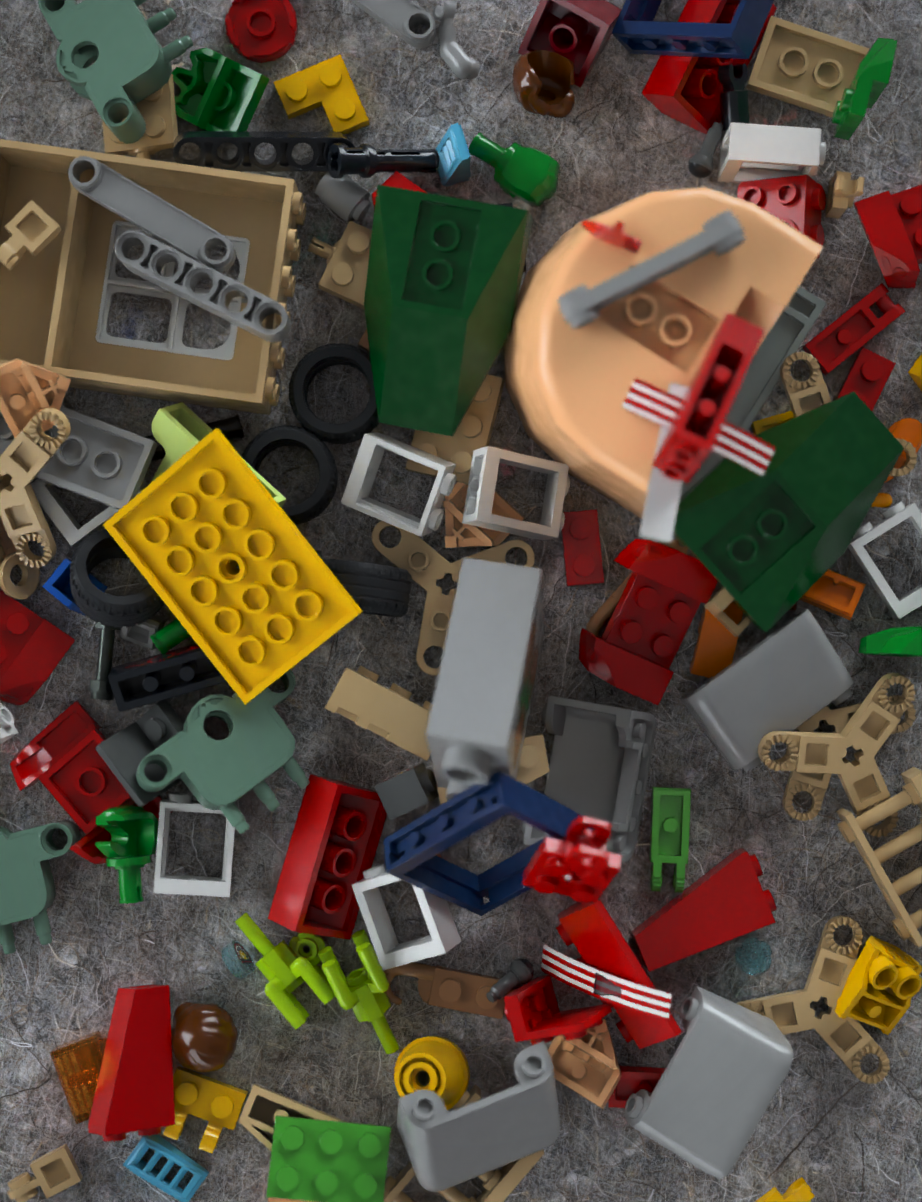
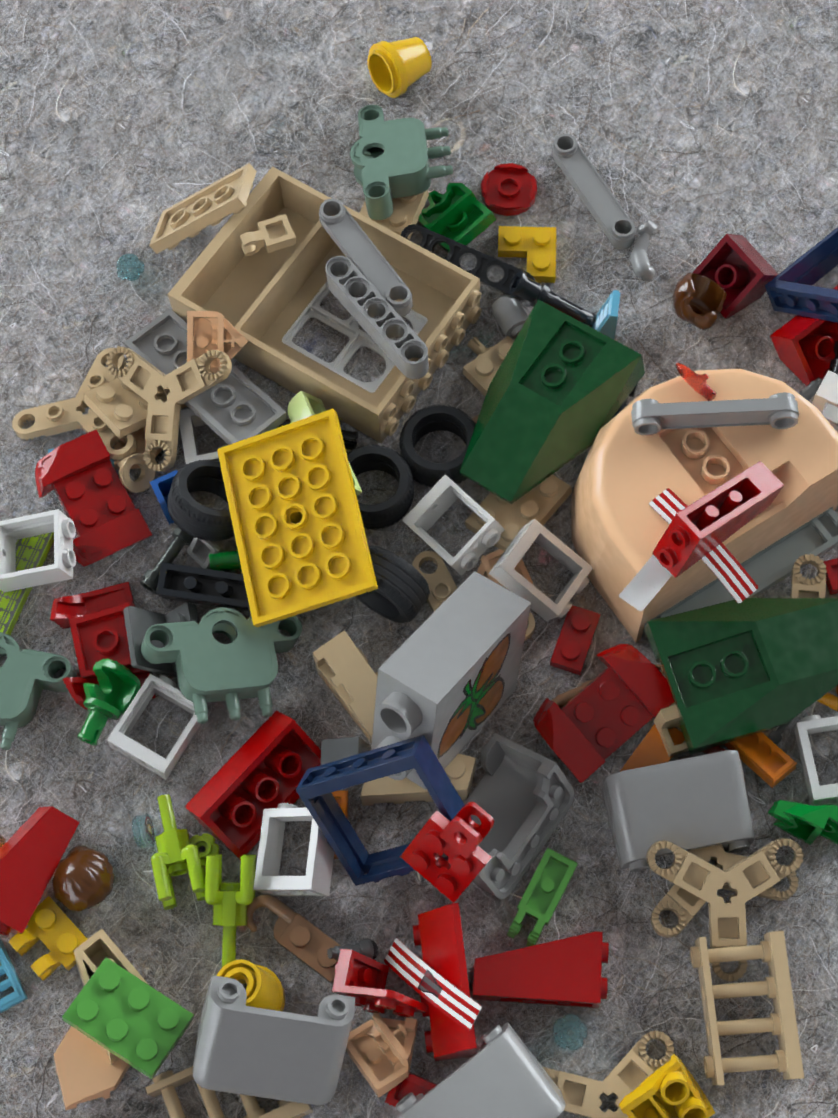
camera: 25 degrees right, 20 degrees down
(519, 169) = (658, 350): green piece -> none

